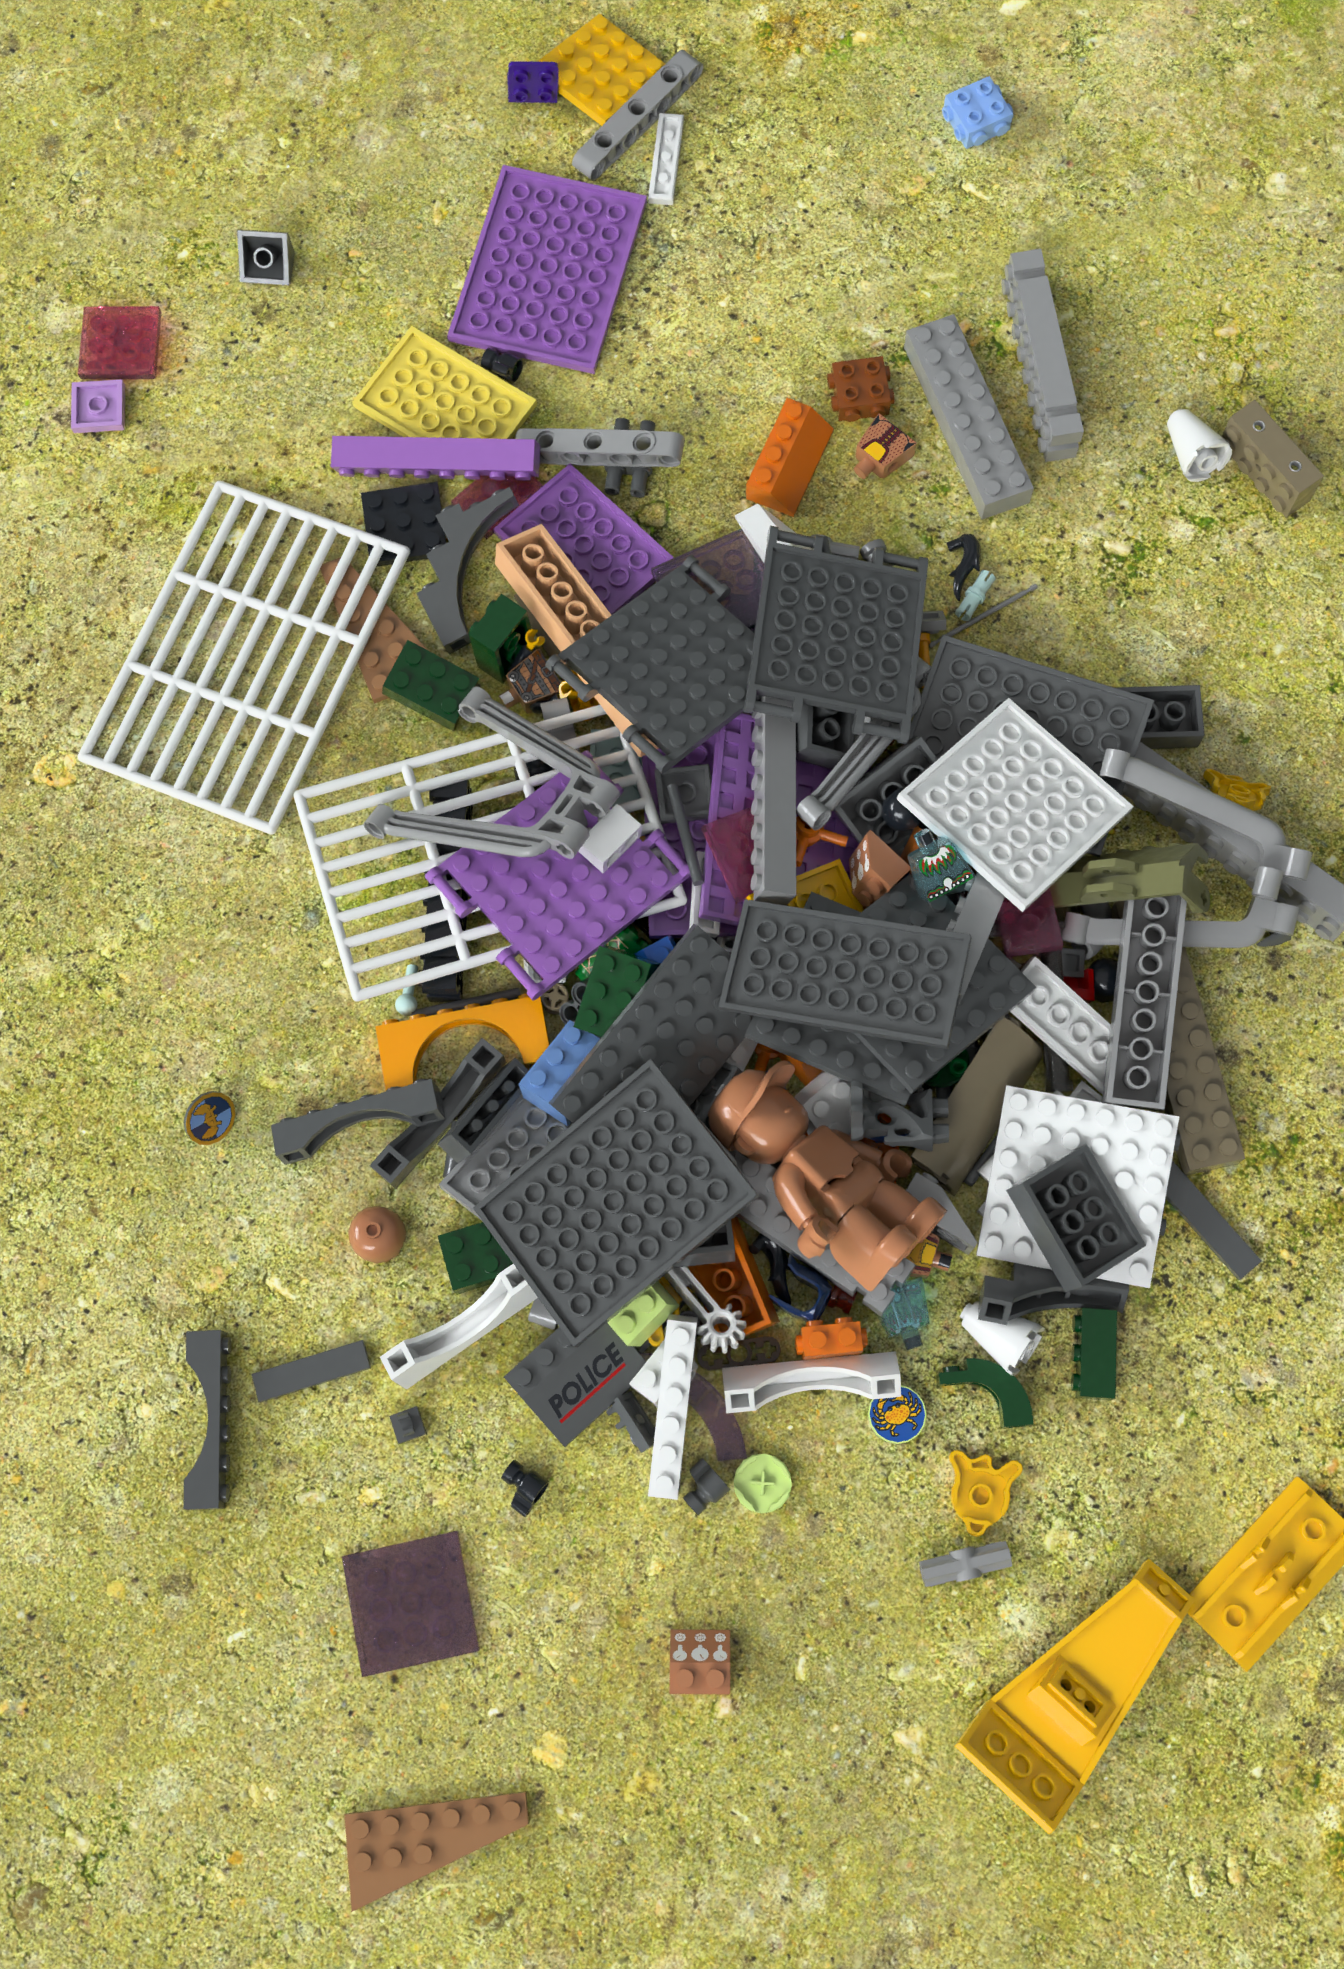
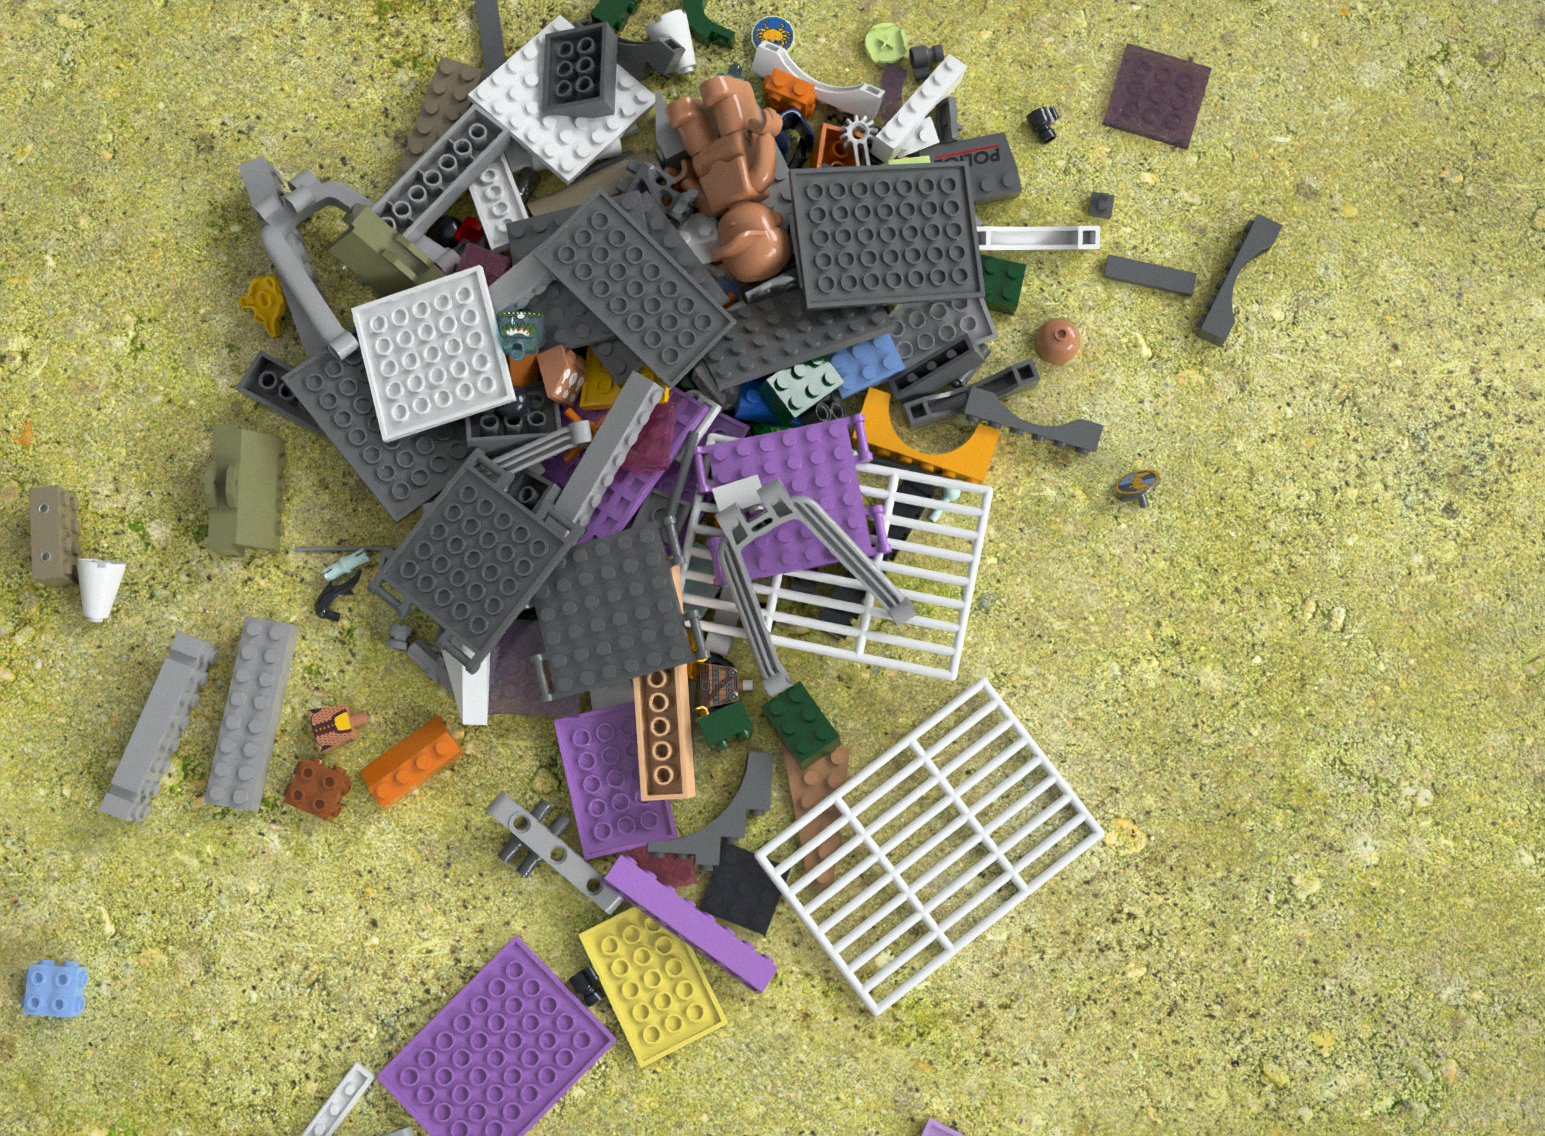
camera: 155 degrees left, 5 degrees up
(1119, 597) = (245, 491): none -> olive piece

